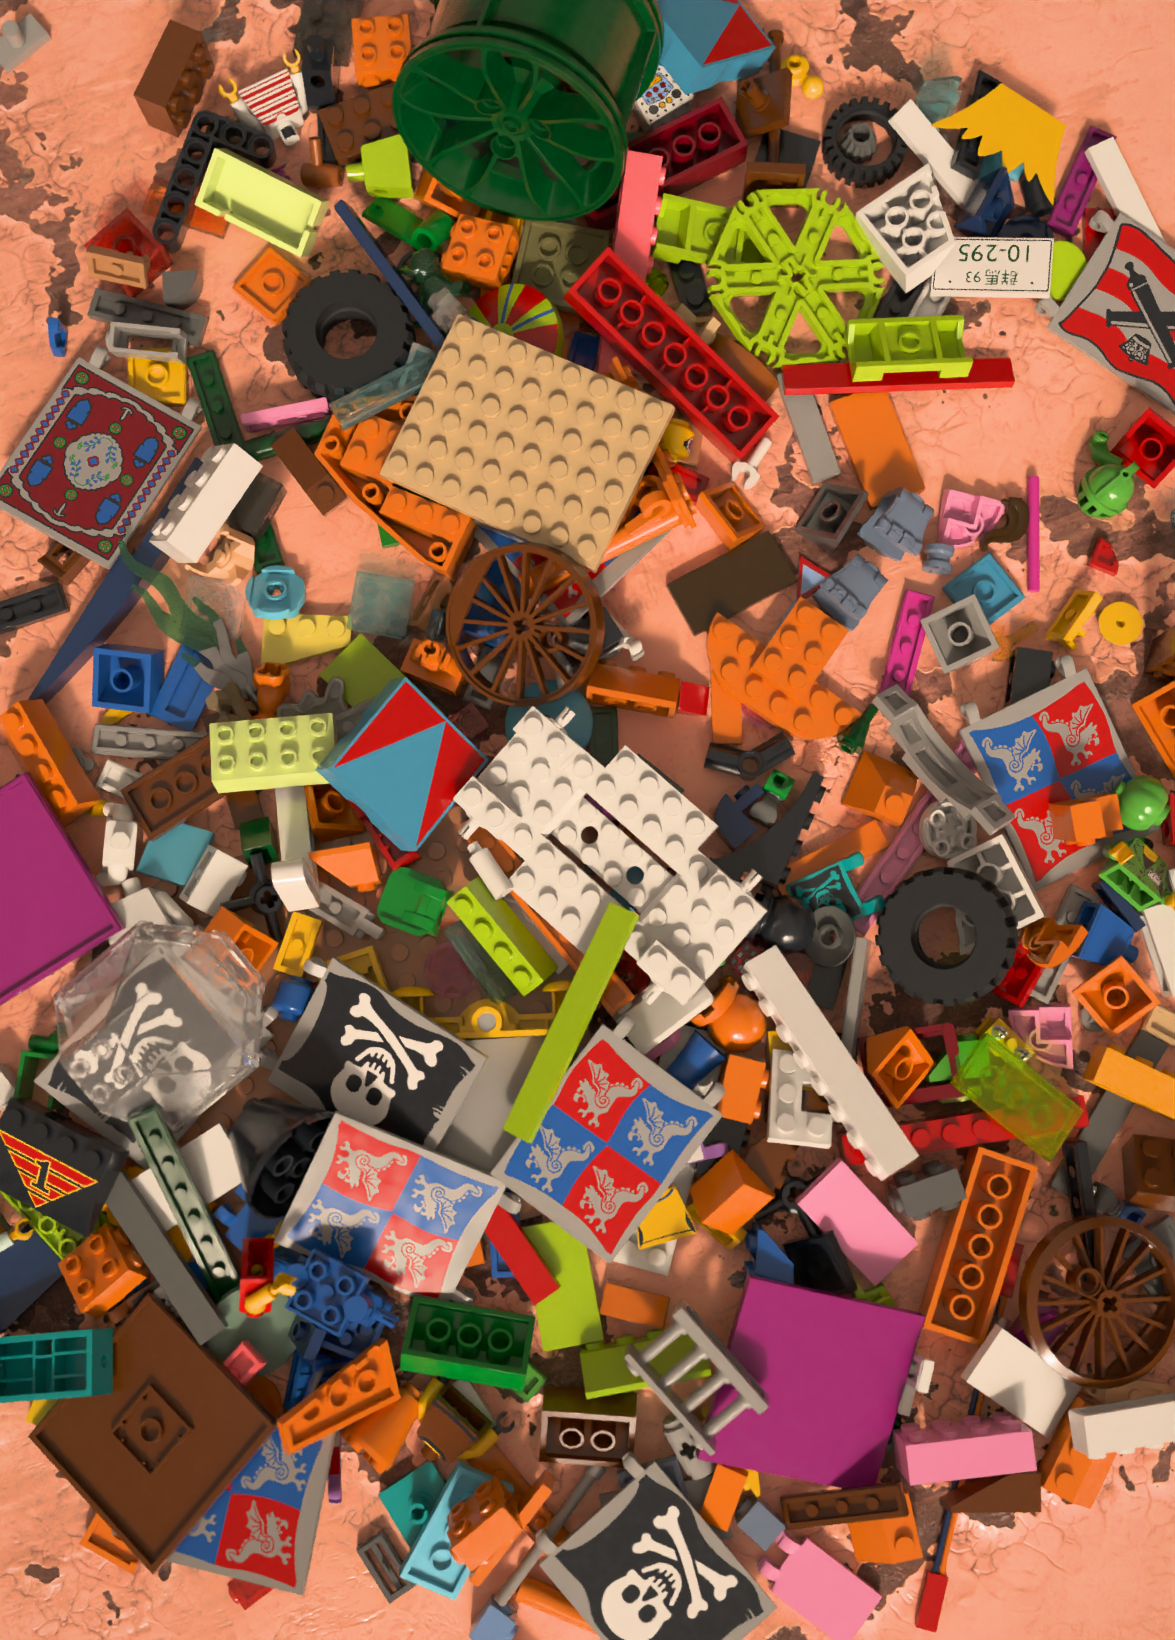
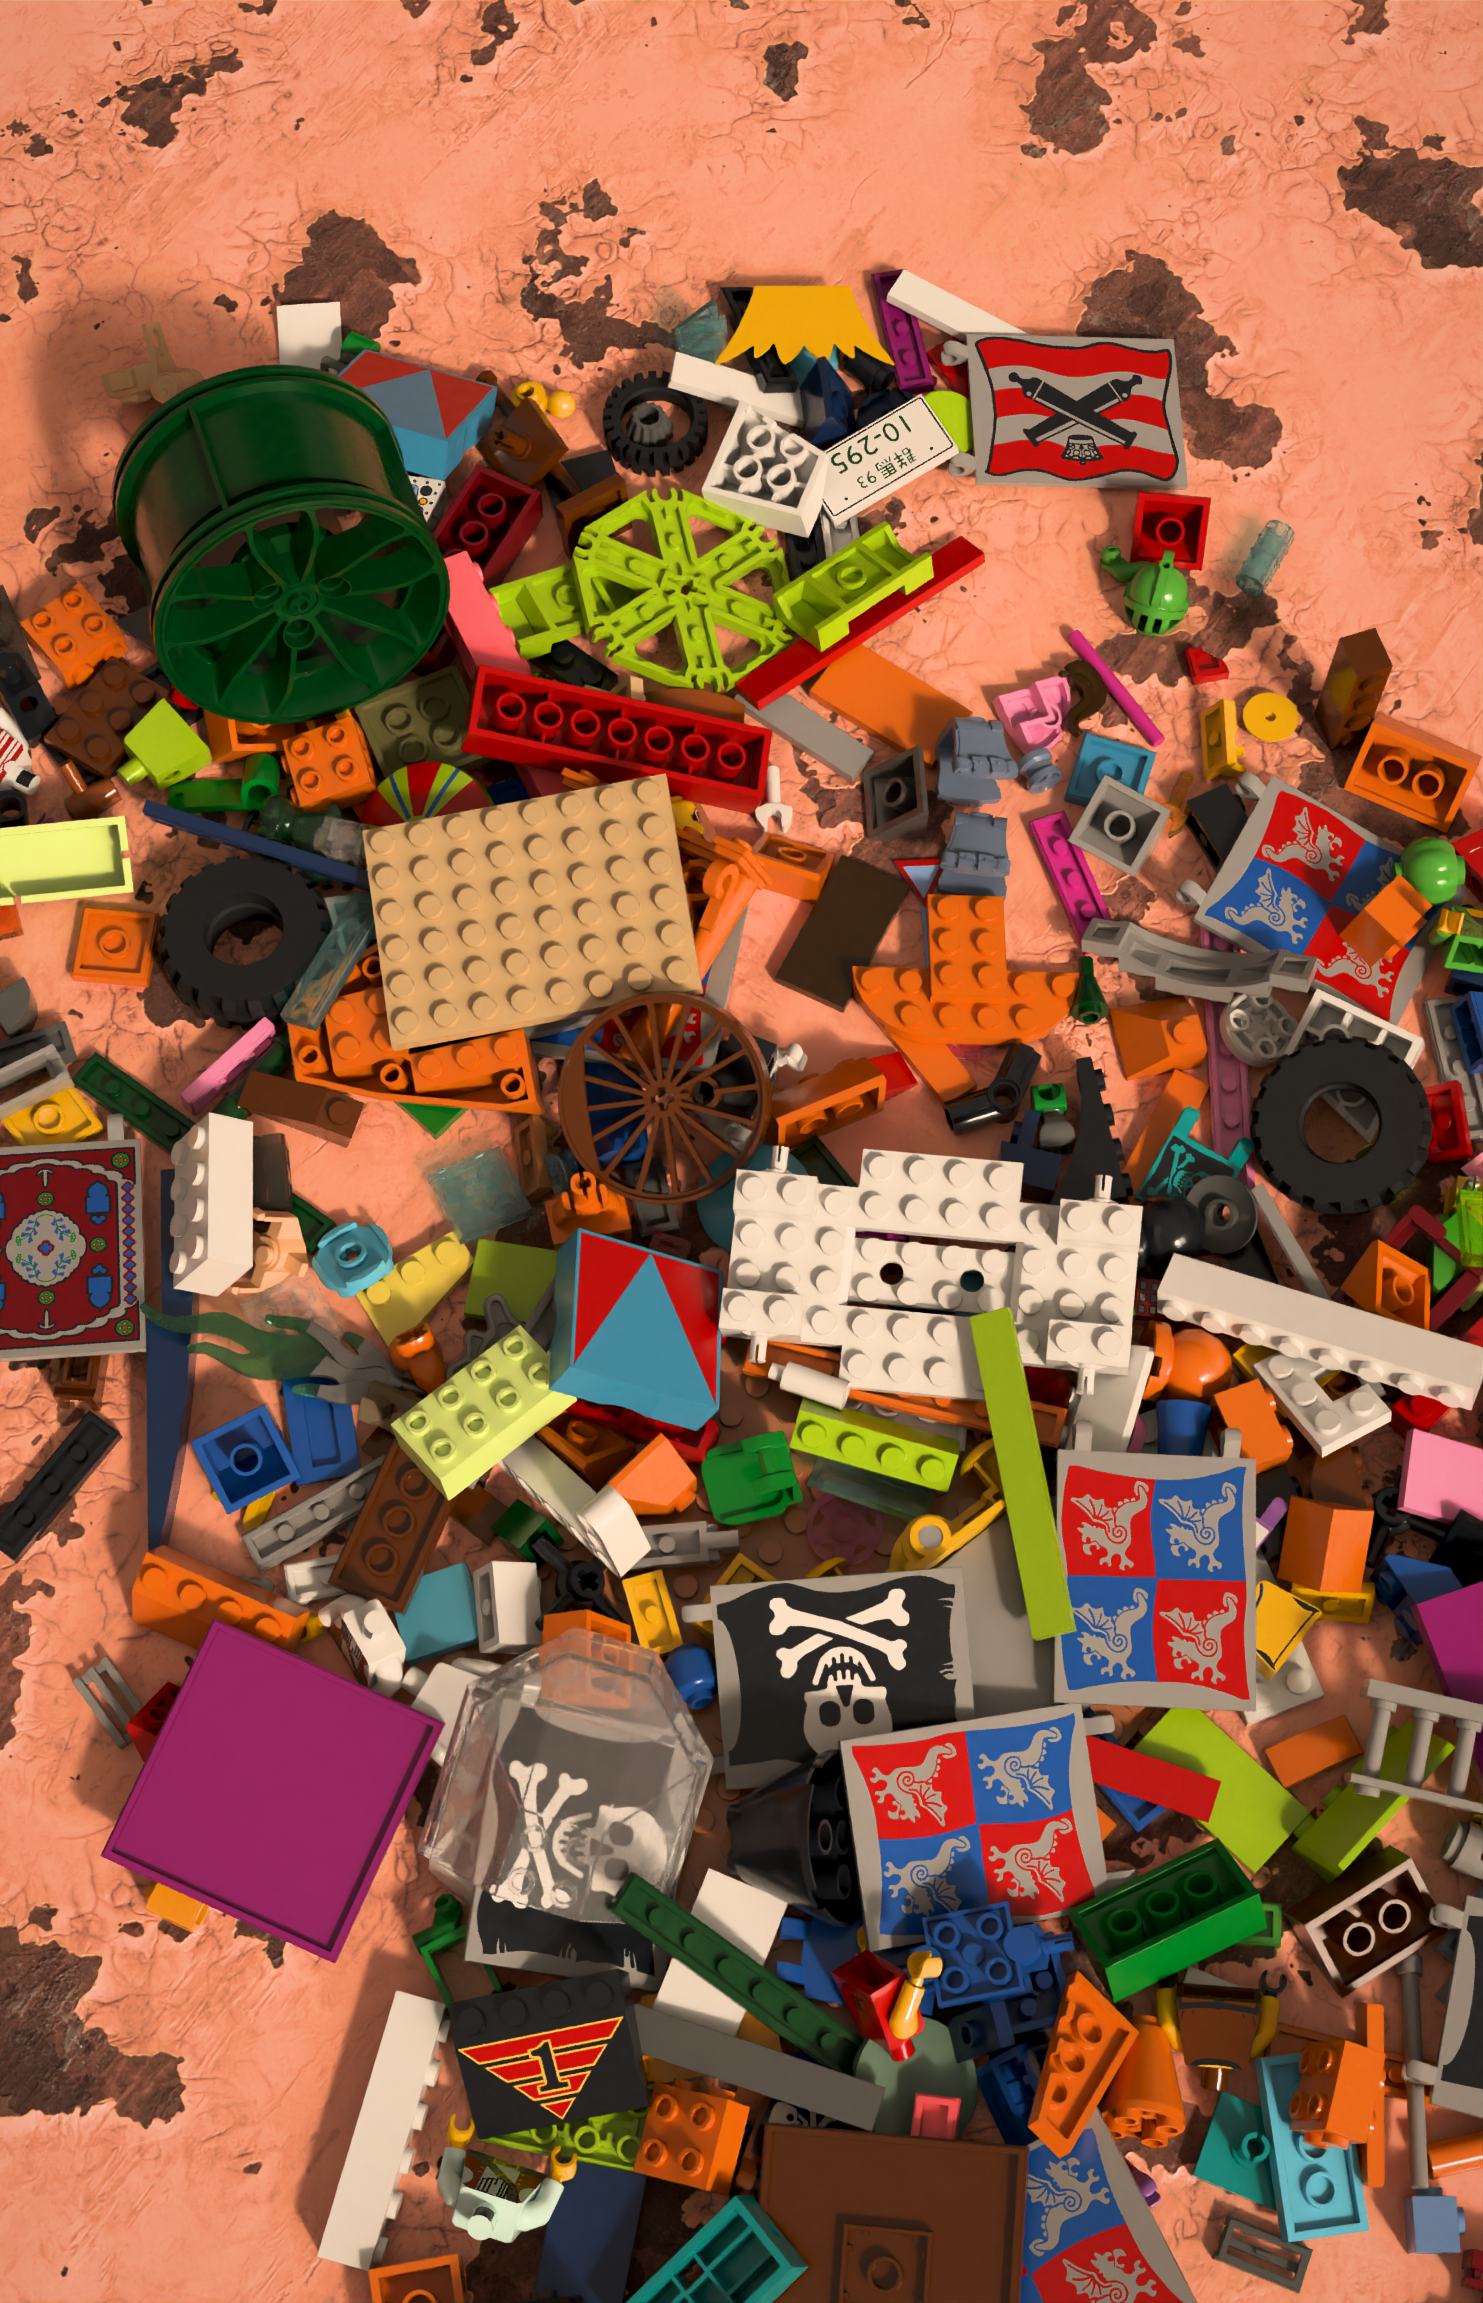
camera: 35 degrees left, 15 degrees down
(1051, 943) = (1451, 1066): orange brick -> none

